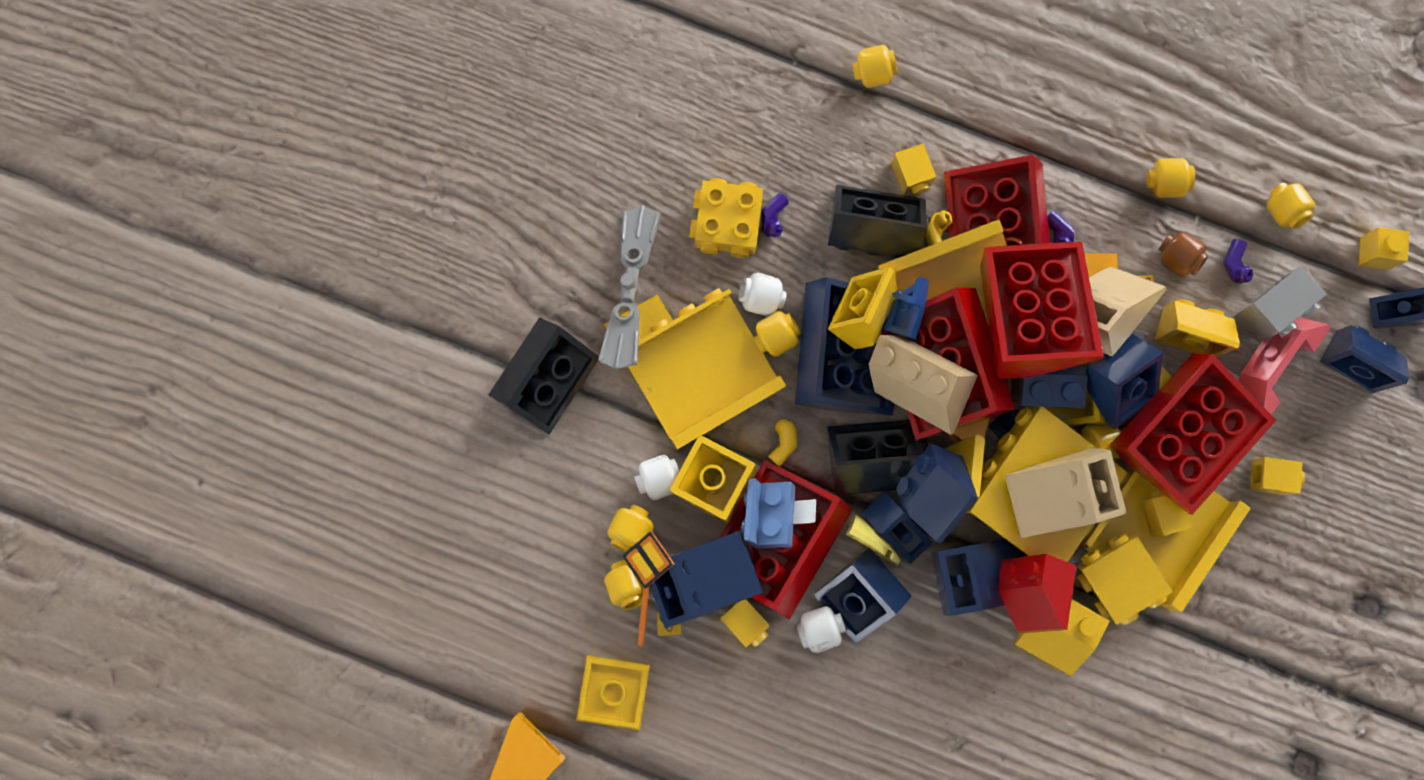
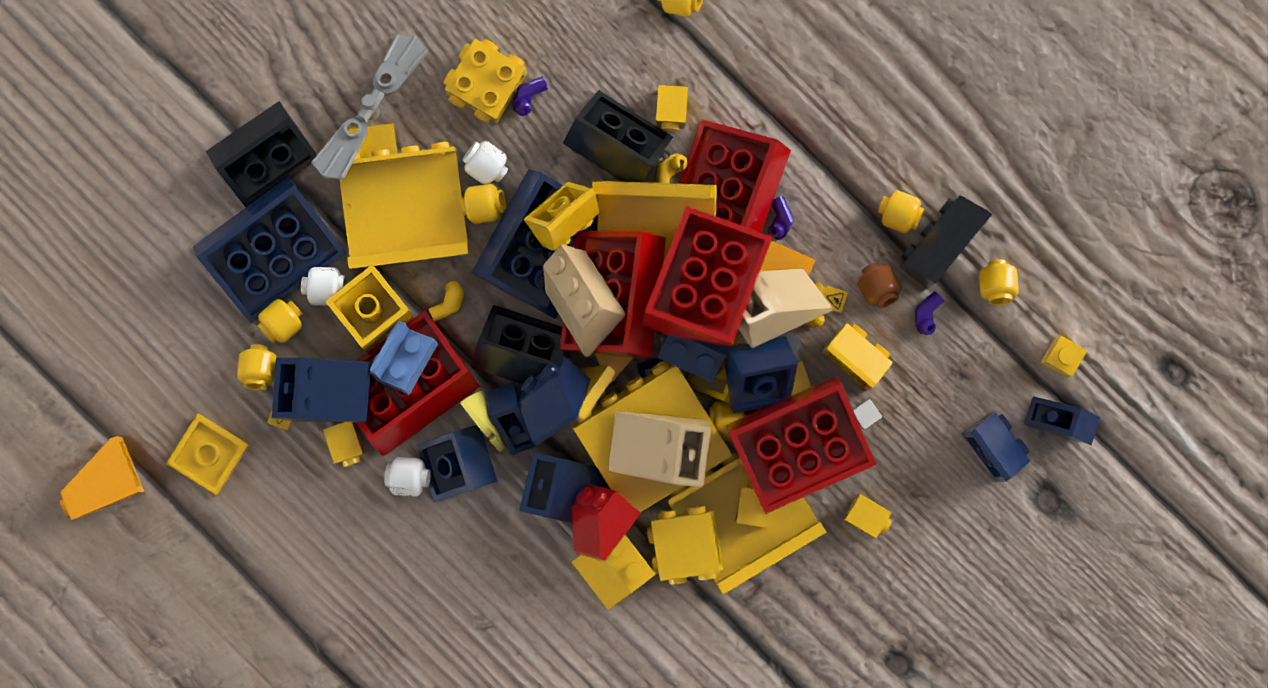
camera: 25 degrees right, 5 degrees up
(589, 464) = (268, 249): none -> dark blue slope
(648, 563) = (280, 356): piece -> none
(804, 511) = (434, 369): white sticker -> none
(908, 309) = (598, 232): blue slope -> none
(1227, 186) = (944, 240): none -> black slope
(1274, 356) = (912, 409): coral slope -> none
(1281, 305) = (936, 367): light grey slope -> none

